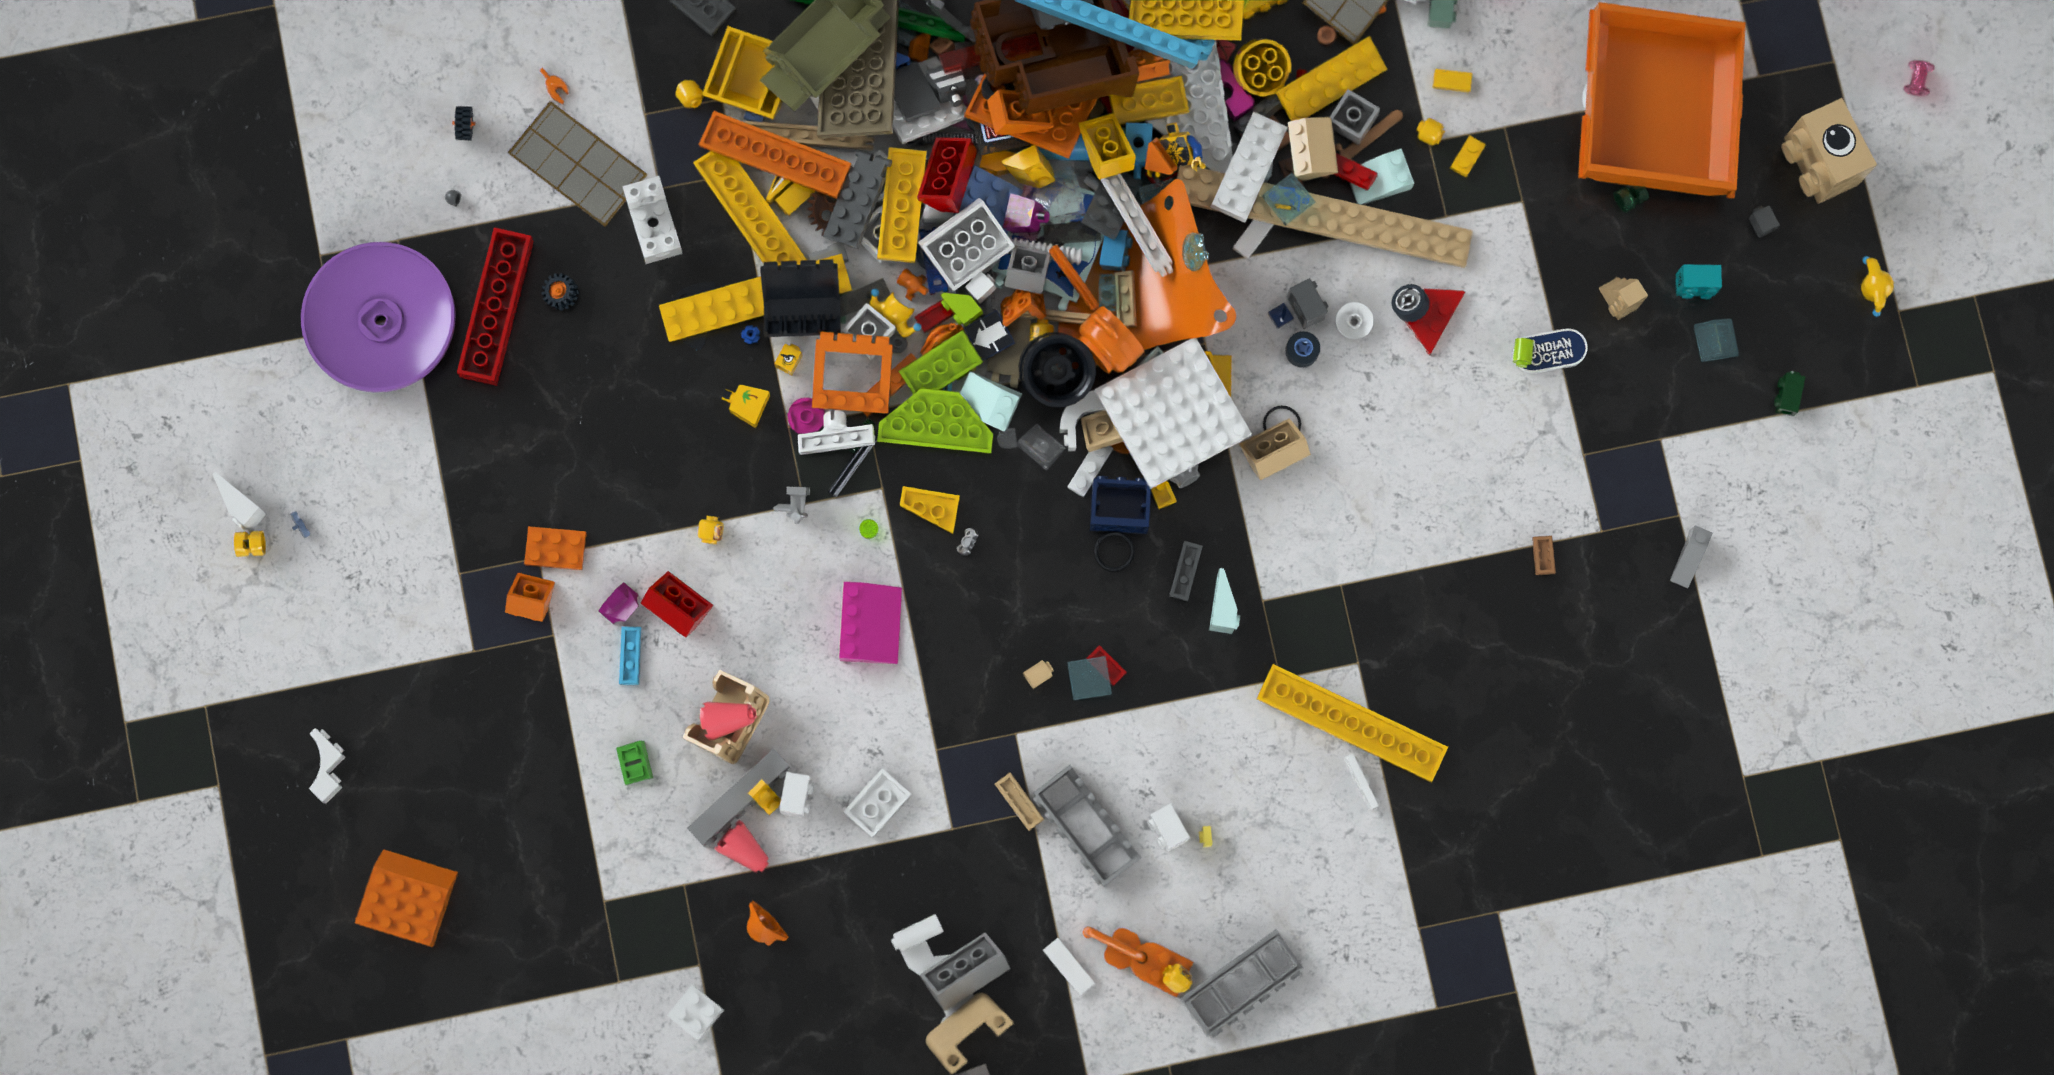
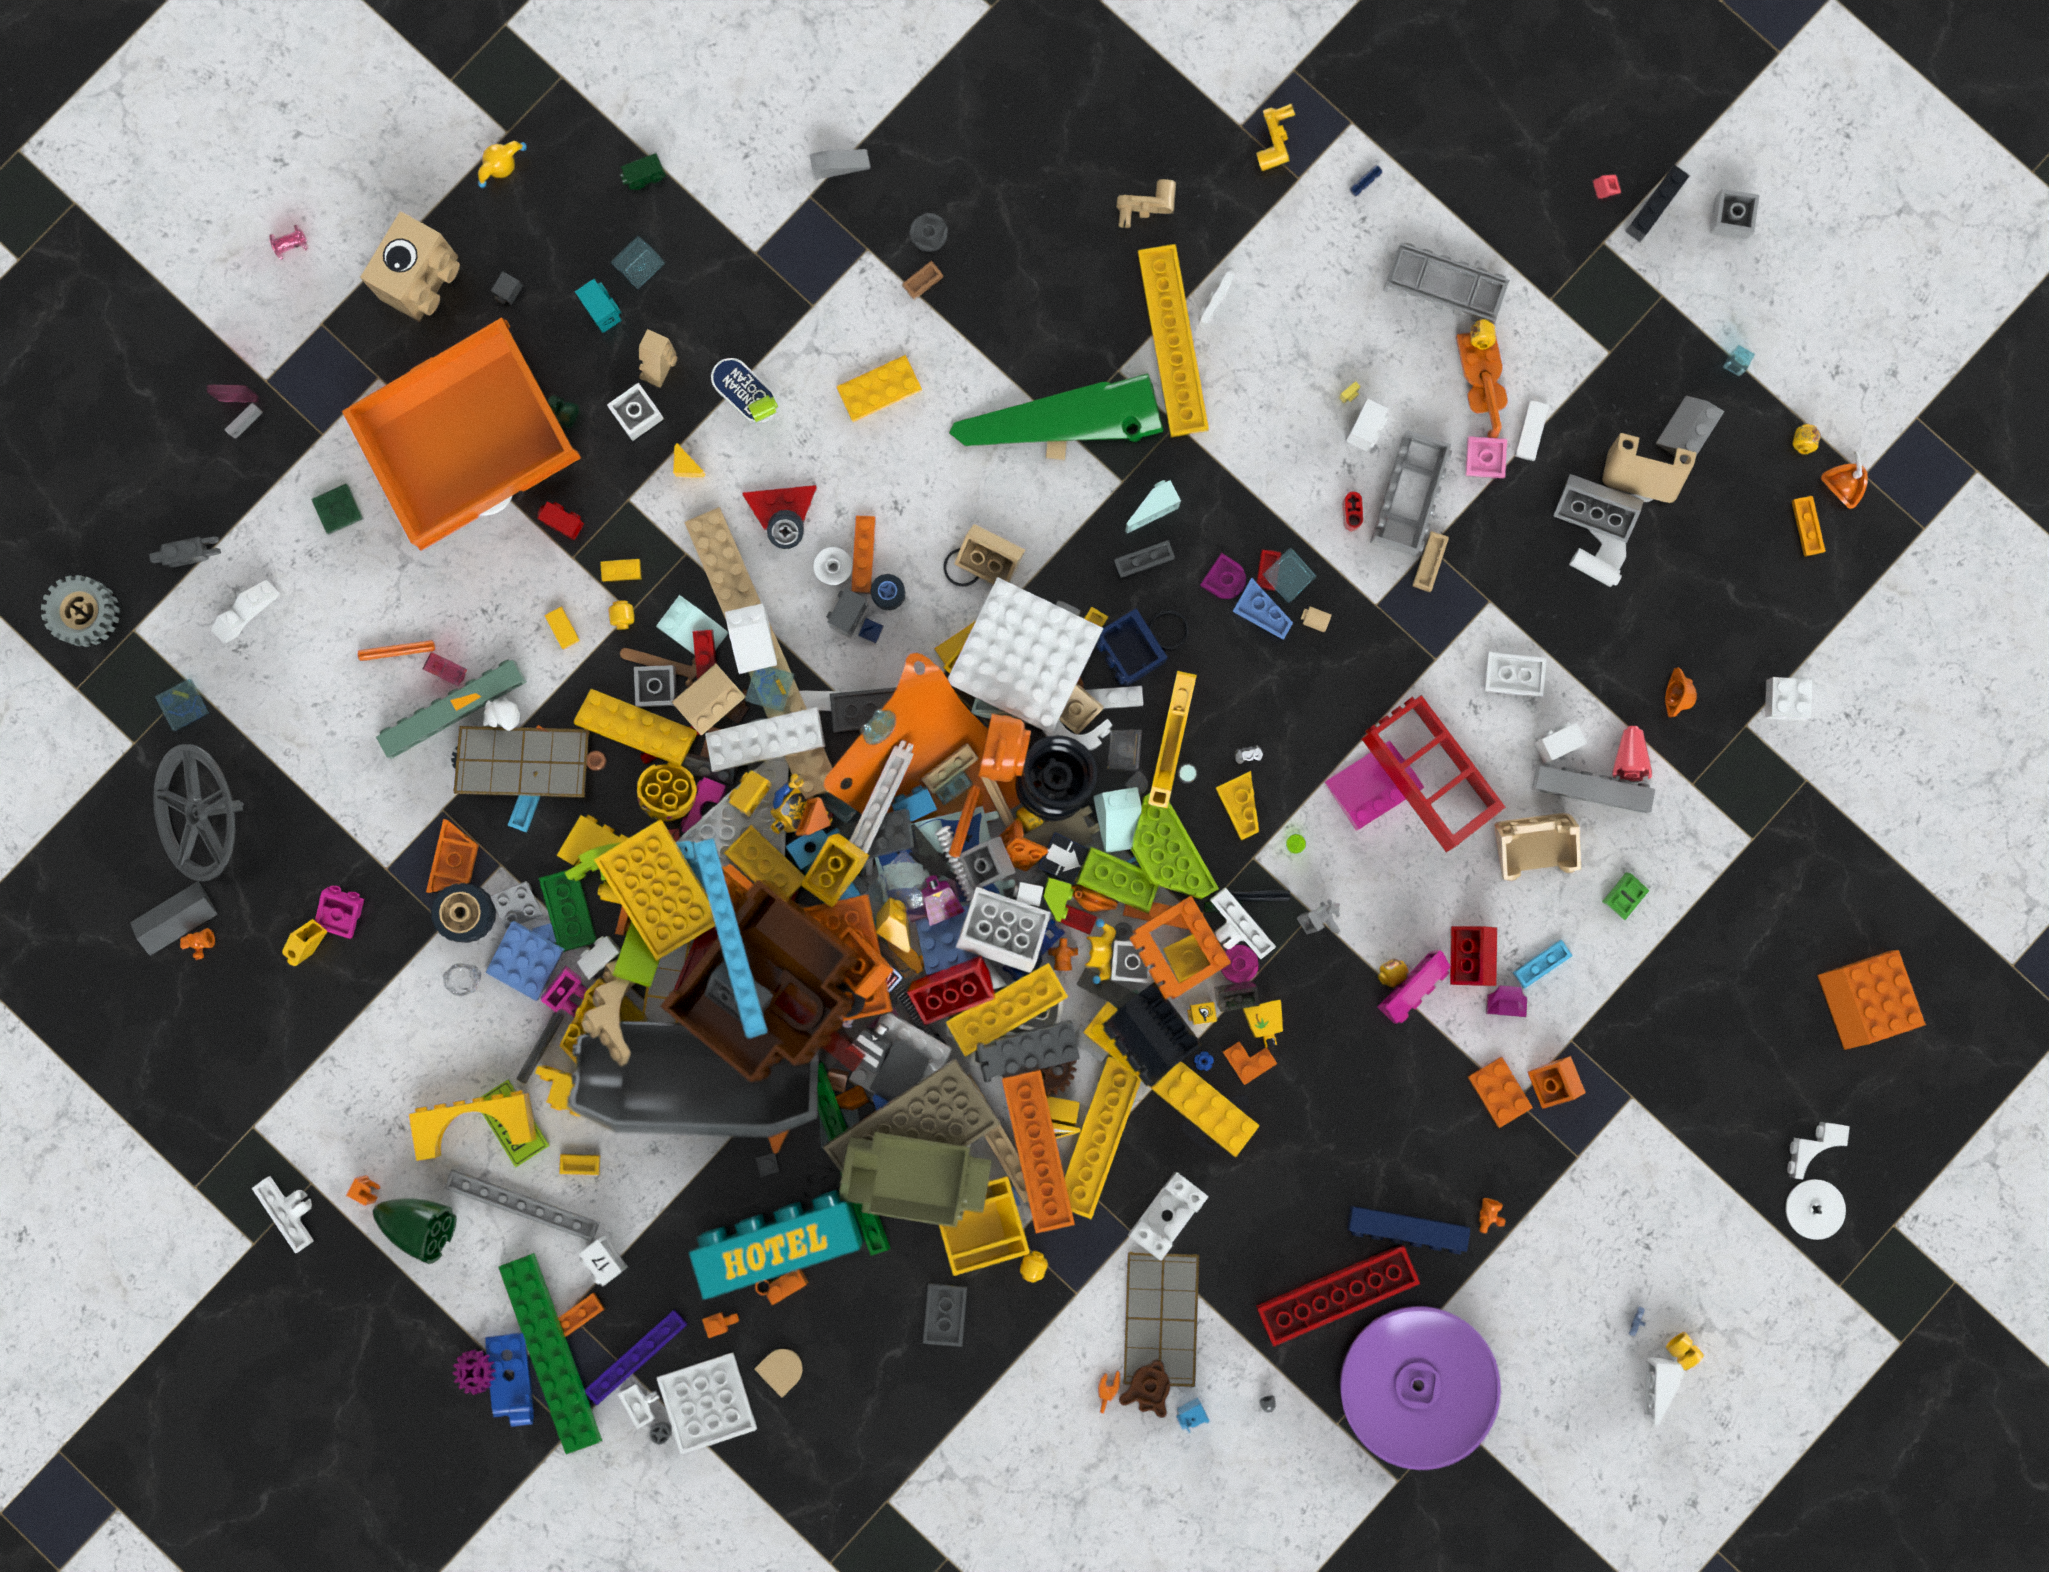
camera: 120 degrees left, 5 degrees up
(290, 739) = (1831, 1209): none -> white piece
(463, 123) = (1199, 1442): black wheel -> none
(467, 469) = (1489, 1214): none -> orange piece
(488, 132) = (1192, 1415): none -> dark azure hinge
(504, 398) = (1408, 1228): none -> dark blue brick
(532, 117) = (1149, 1388): none -> reddish brown tile
(560, 291) = (1284, 1249): black wheel -> none
(686, 535) = (1418, 983): none -> dark pink slope
(721, 364) = (1248, 1067): none -> orange plate
(724, 718) = (1542, 843): coral cone -> none
(765, 797) = (1579, 766): yellow plate -> none
(782, 393) = (1236, 996): none -> clear smoke brick
(826, 639) = (1409, 789): none -> red window
(841, 375) = (1185, 957): none -> yellow plate
(987, 483) = (1187, 773): none -> light aqua tile
(1018, 483) = (1172, 739): none -> yellow arch
(1073, 910) = (1486, 457): none -> bright pink plate
(1075, 635) = (1262, 611): none -> medium blue wing
(1112, 765) = (1357, 510): none -> red beam
(1124, 626) = (1225, 578): none -> magenta tile
(1213, 125) = (750, 793): none -> yellow slope
(1226, 259) = (856, 708): none -> dark grey tile
(1327, 565) = (1056, 450): none -> tan tile
(1338, 210) = (751, 638): none -> white slope
(1342, 599) = (1079, 414): none -> green panel
(1348, 353) = (863, 554): none -> orange plate
(1378, 983) = (1366, 180): none -> dark blue axle
(1452, 923) = (1277, 154): none -> yellow piece
(1474, 796) = (1161, 203): none -> tan piece
(1477, 459) = (879, 388): none -> yellow plate
(1520, 262) = (684, 465): none -> yellow slope
(1541, 135) = (560, 520): none -> red brick
(1581, 589) = (928, 232): none -> dark grey tile
(1590, 251) = (635, 411): none -> white brick

